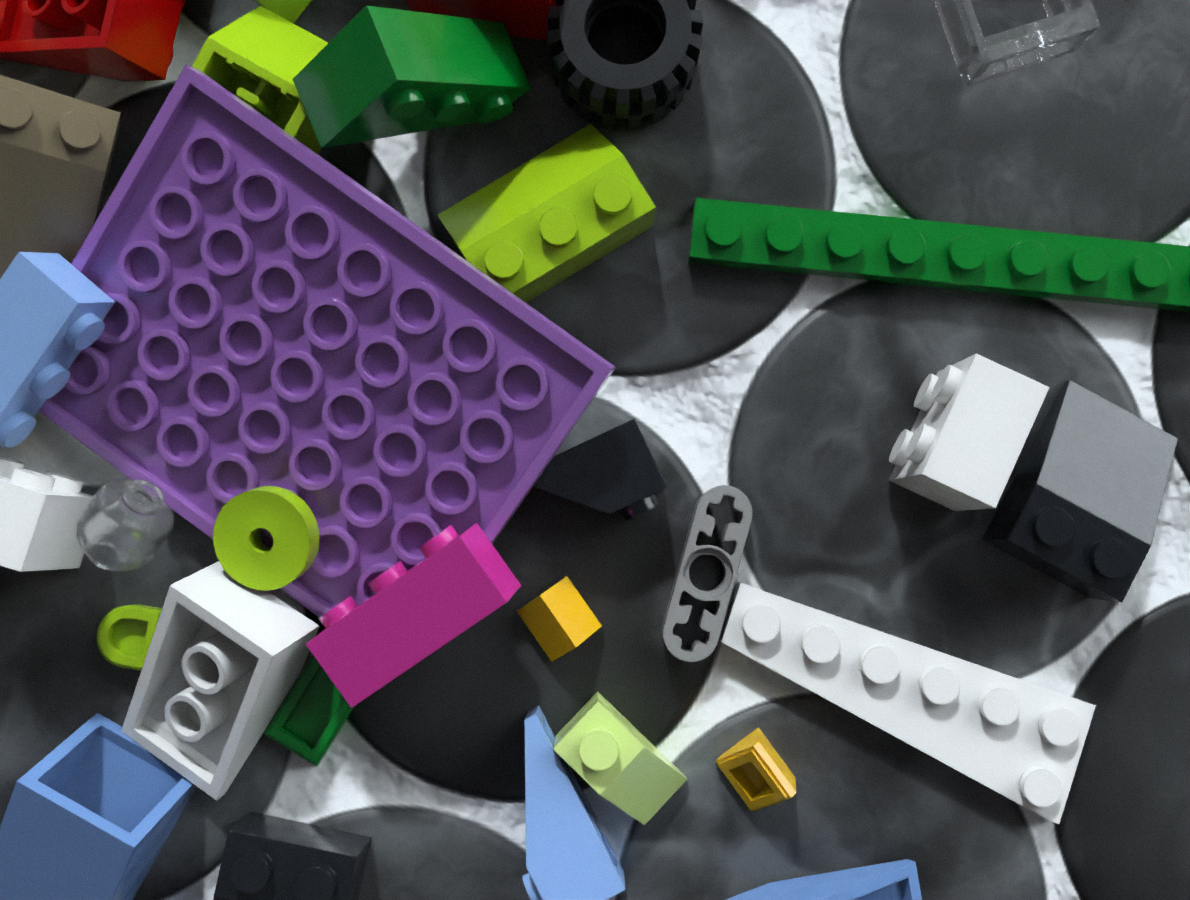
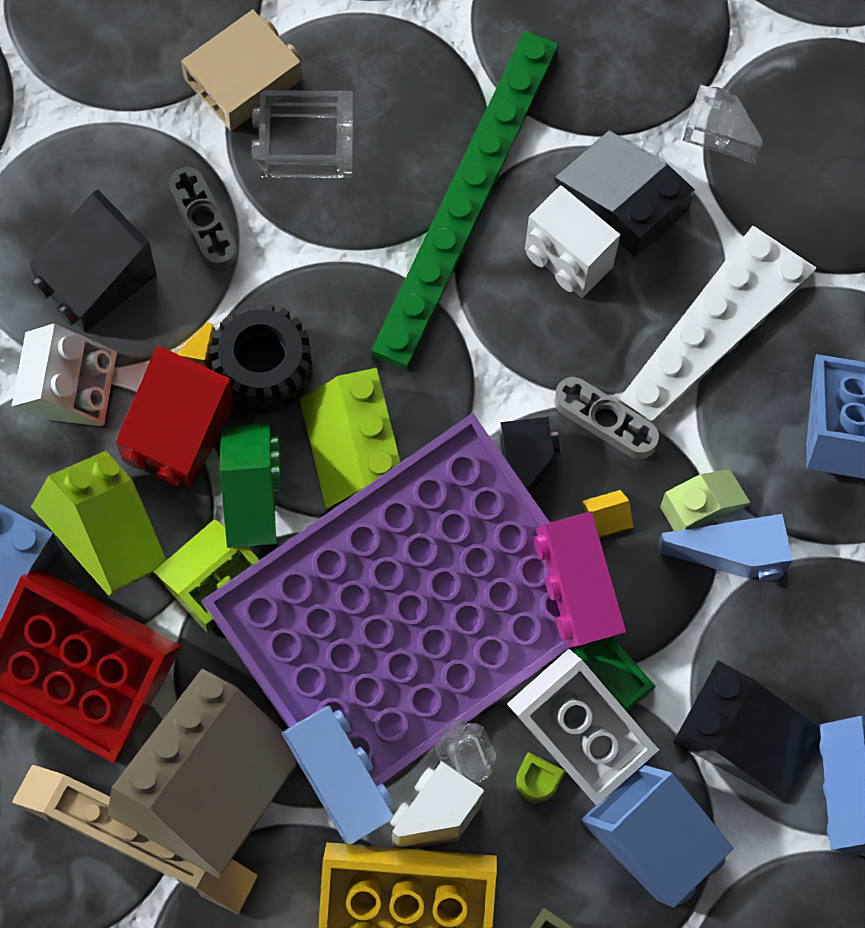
camera: 75 degrees left, 15 degrees down
(242, 550) = (522, 662): lime piece -> none
(757, 772) = (737, 426): yellow slope -> none

